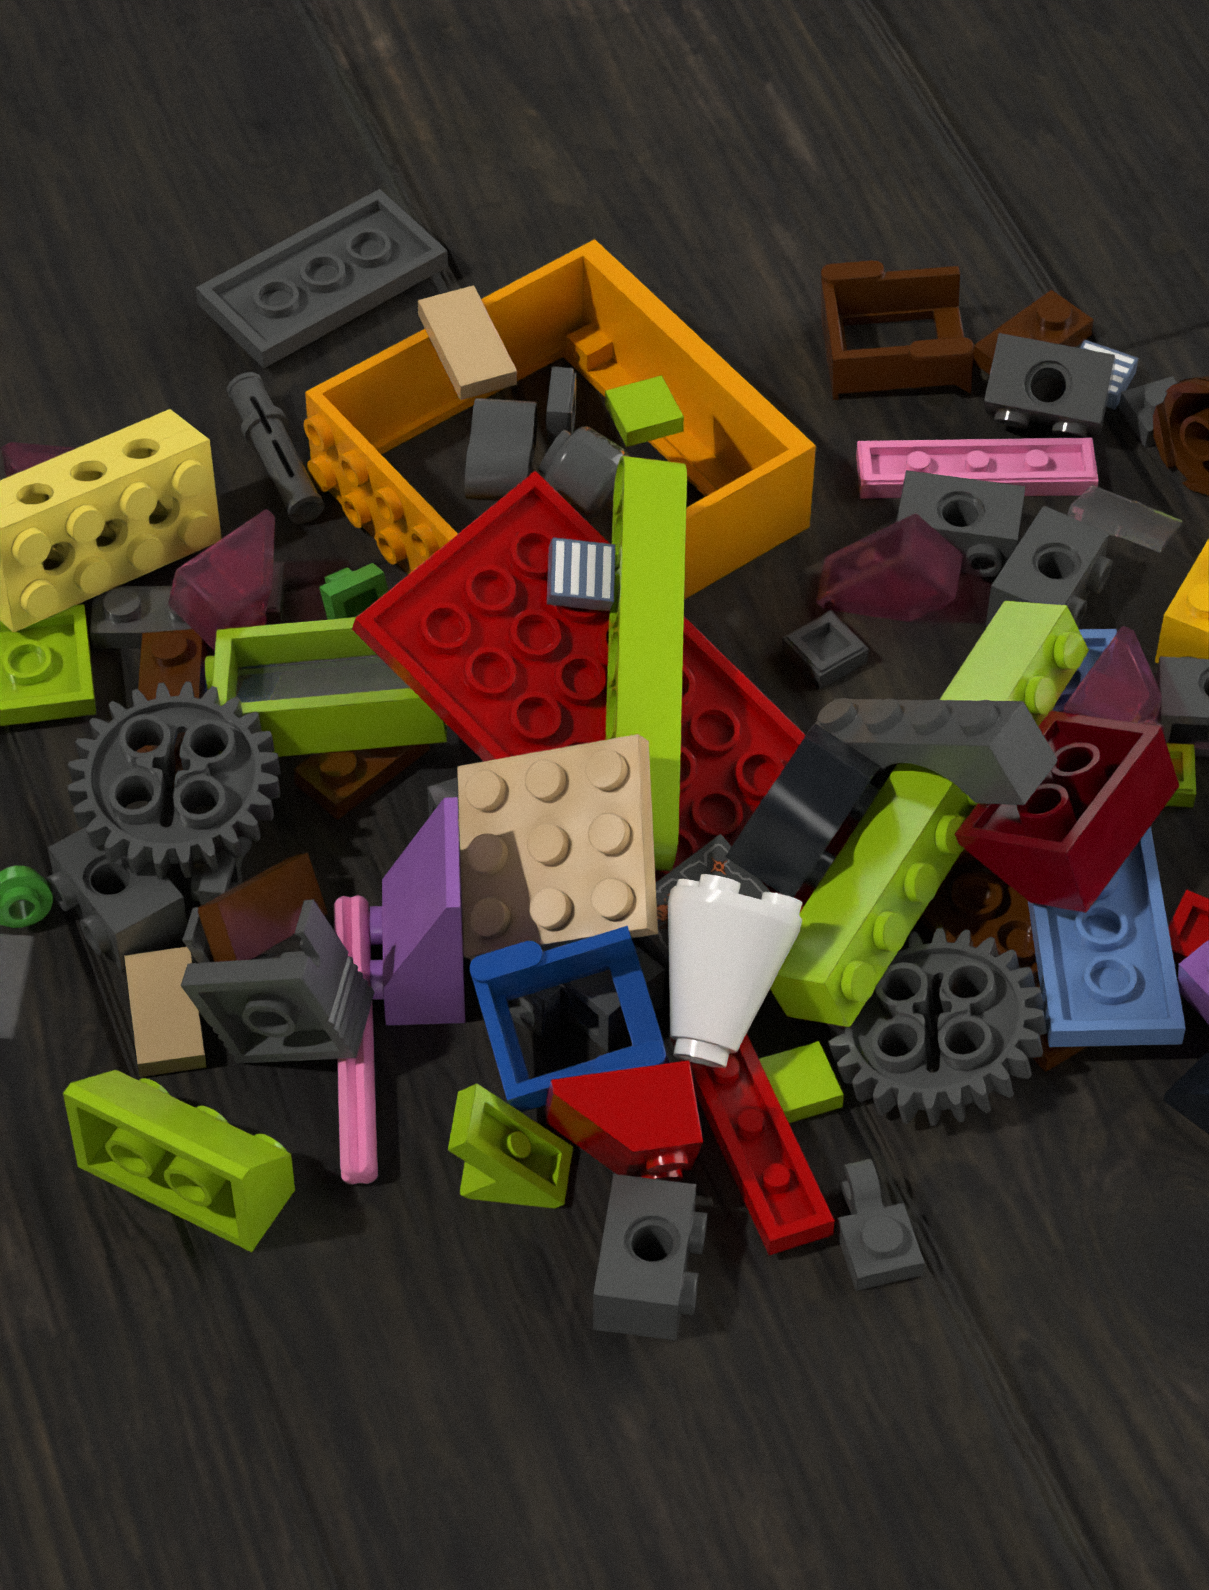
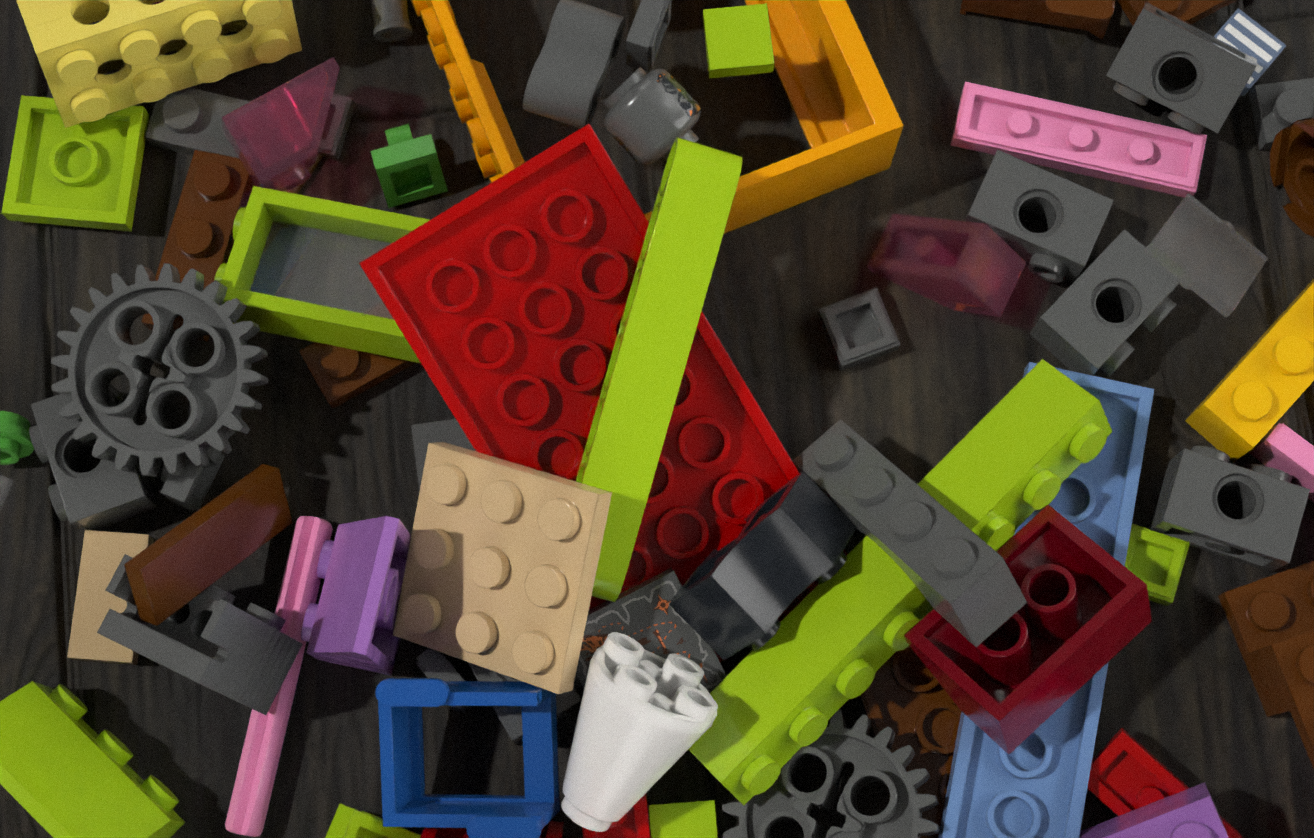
camera: 15 degrees right, 25 degrees up
(581, 574) = (605, 257): sand blue tile -> none
(1119, 685) = (1125, 501): clear pink slope -> none

